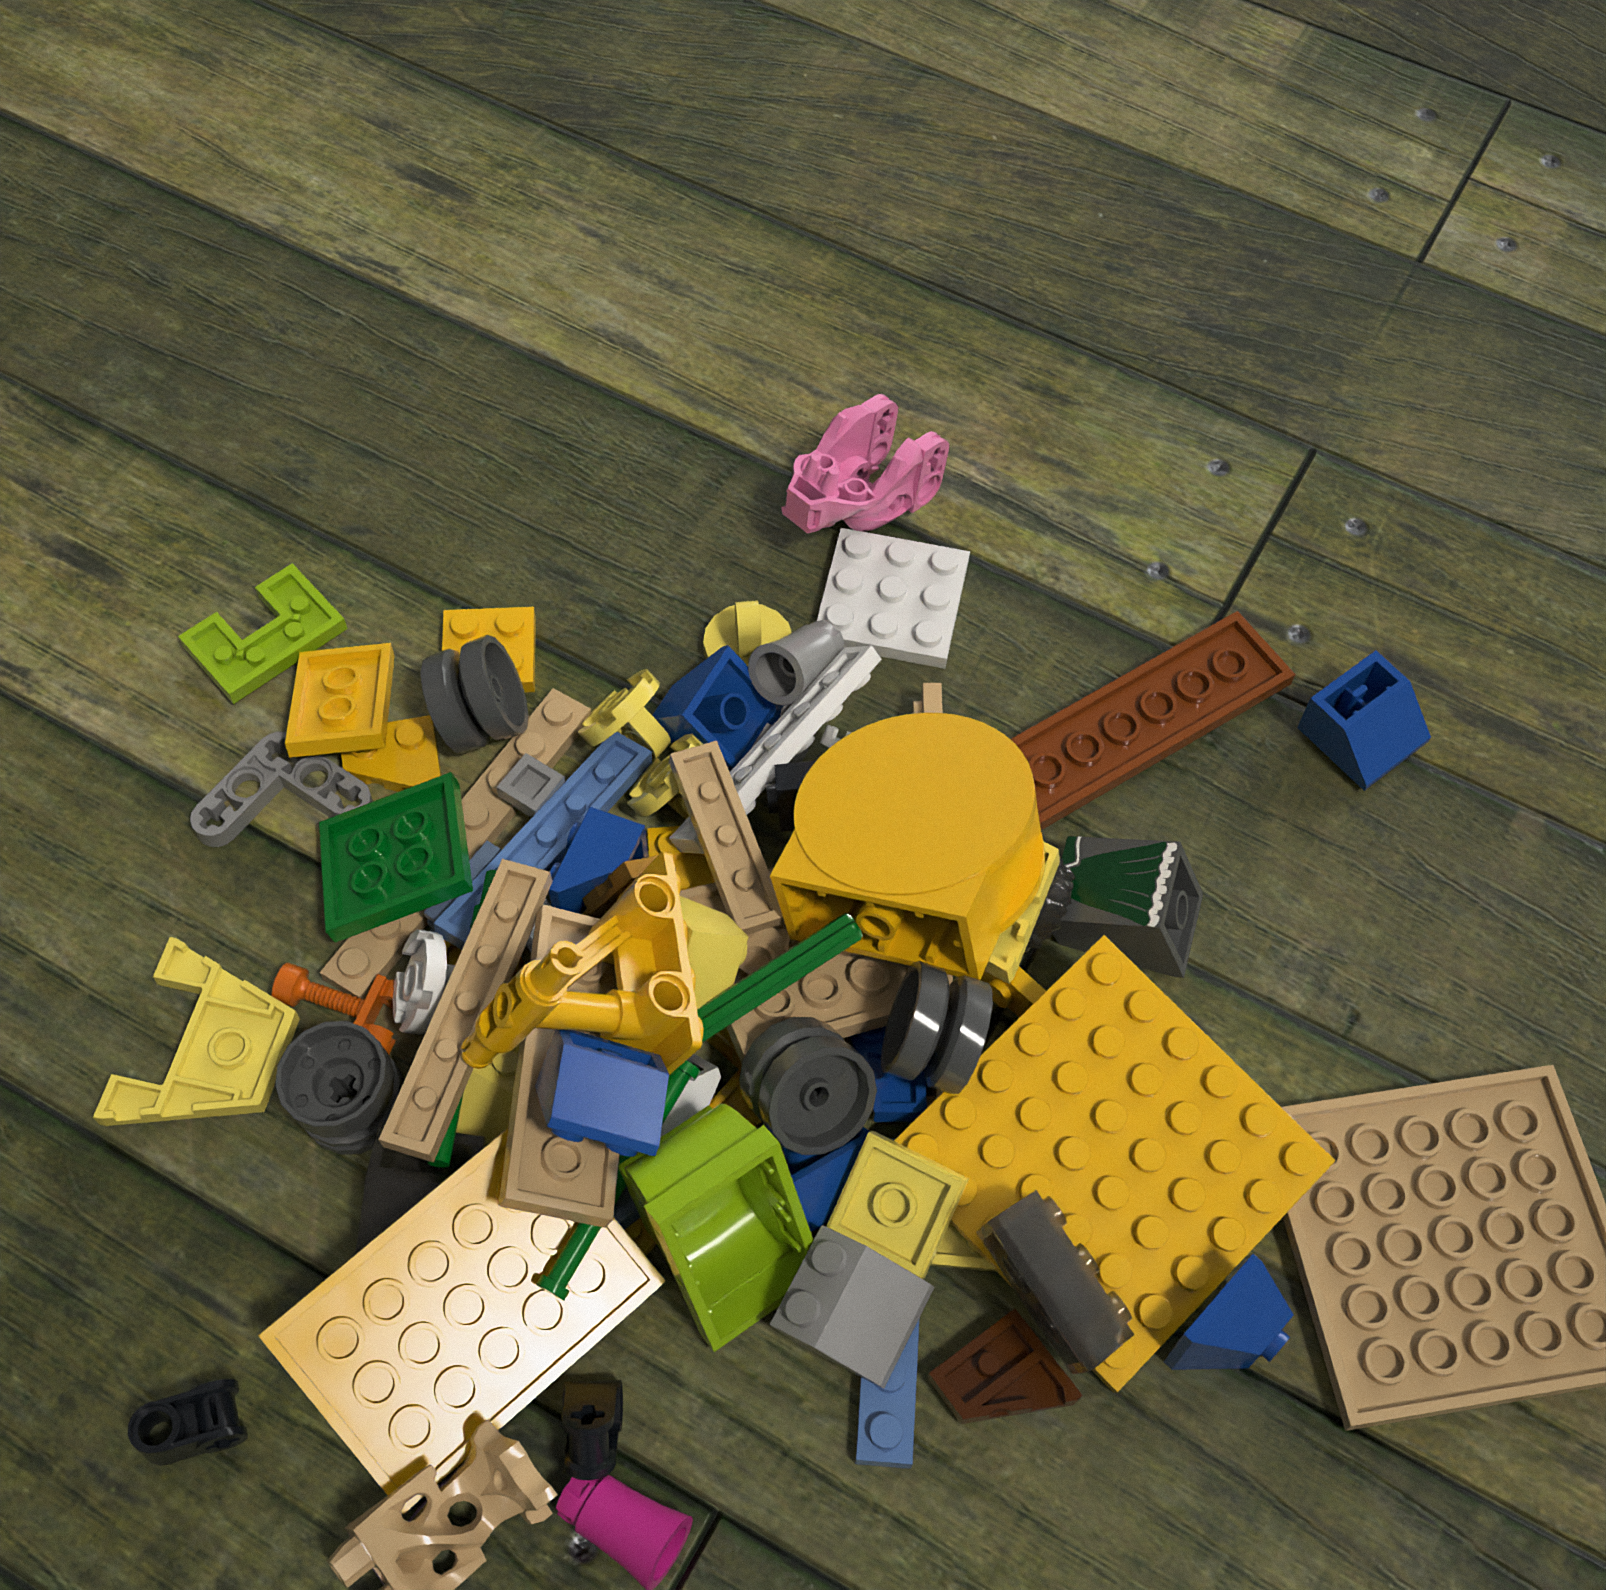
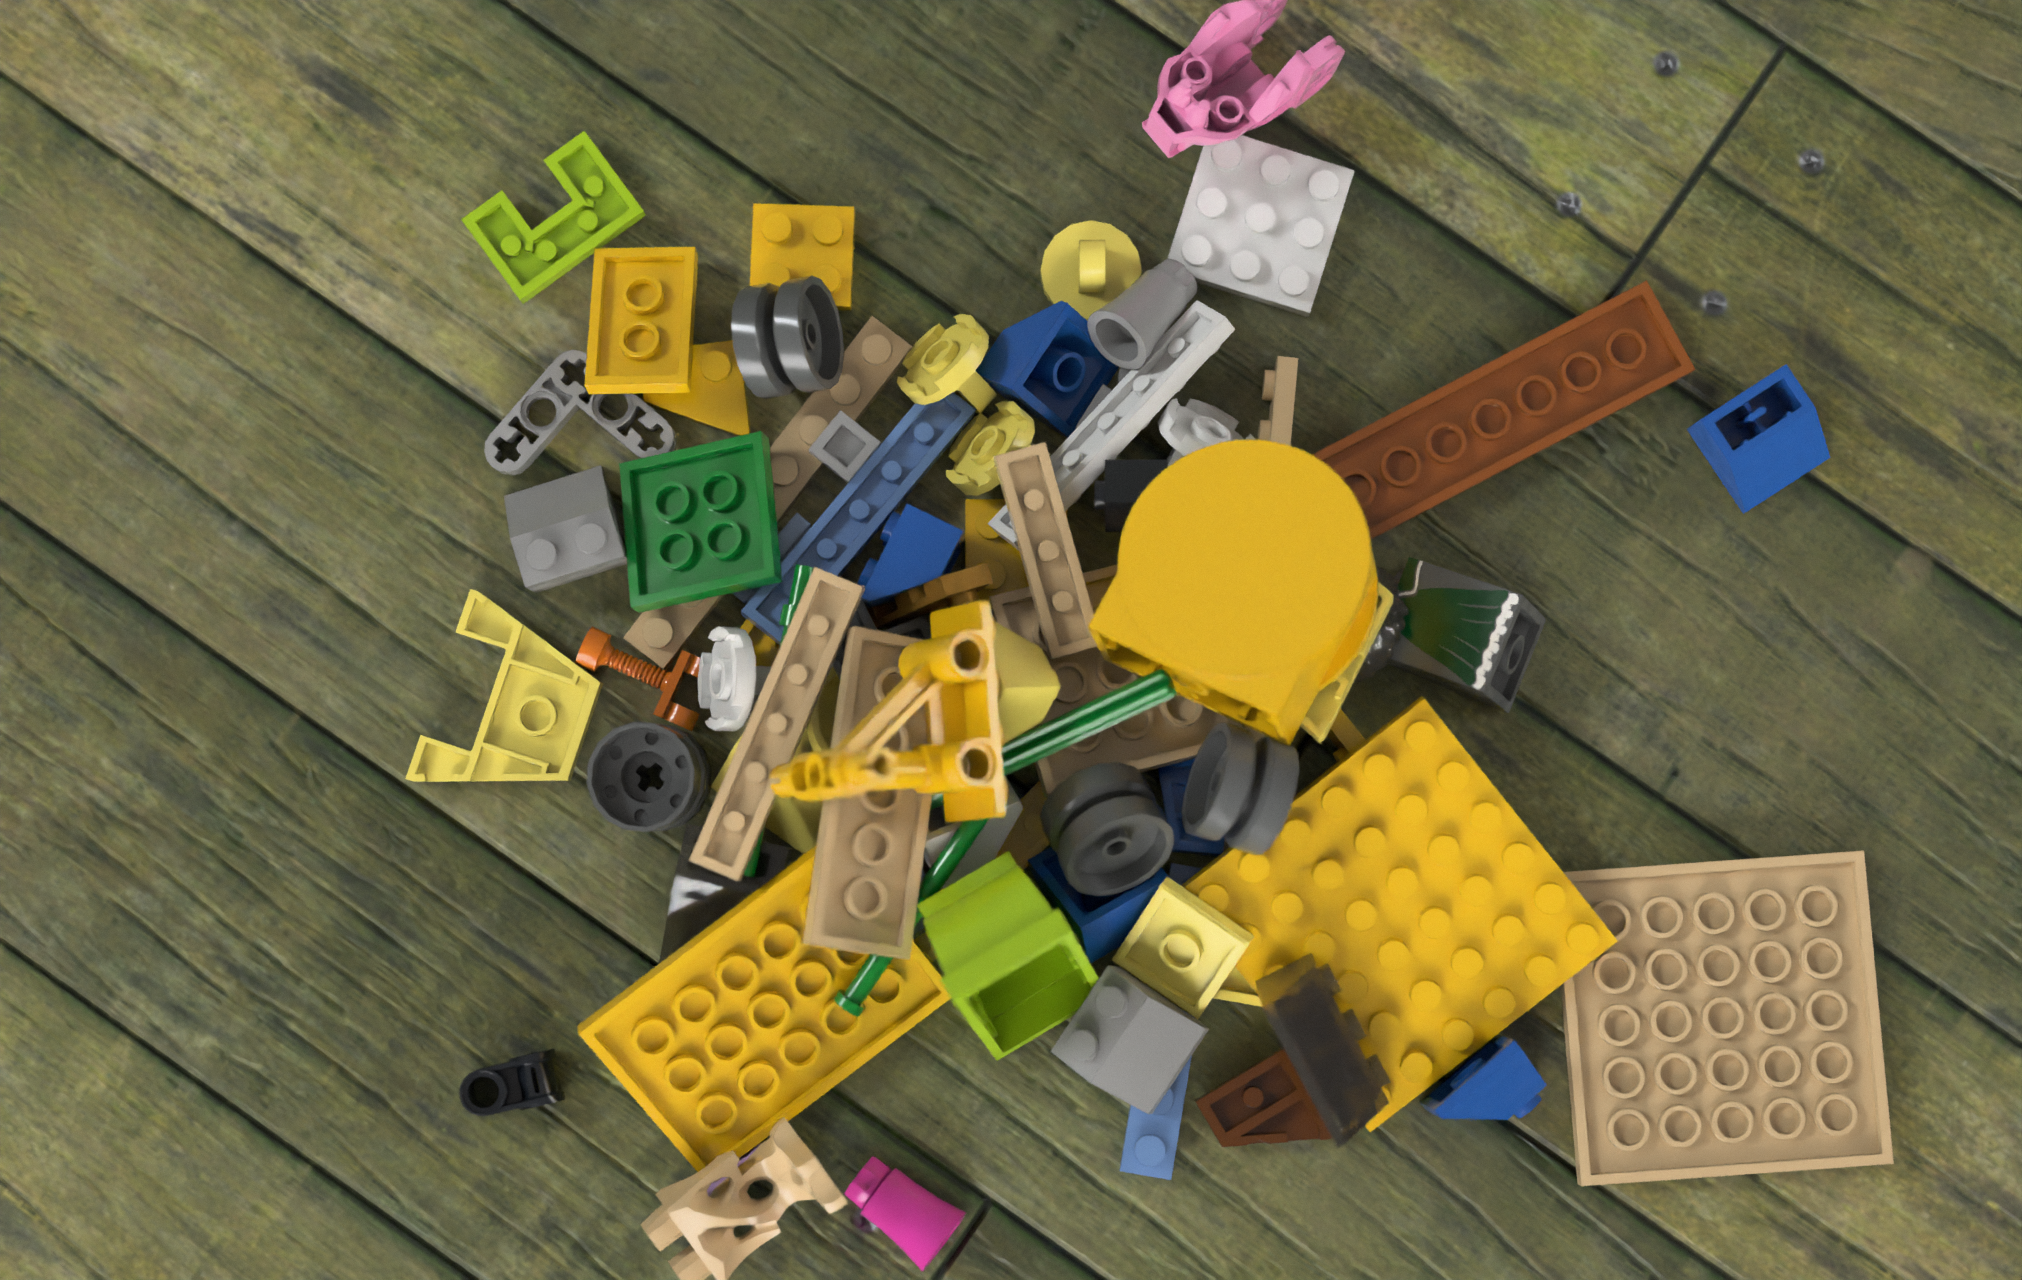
camera: 10 degrees right, 25 degrees up
(266, 887) = (565, 530): none -> light grey slope
(593, 1425) = (879, 1124): black piece -> none
(603, 1092) = (907, 851): blue slope -> none

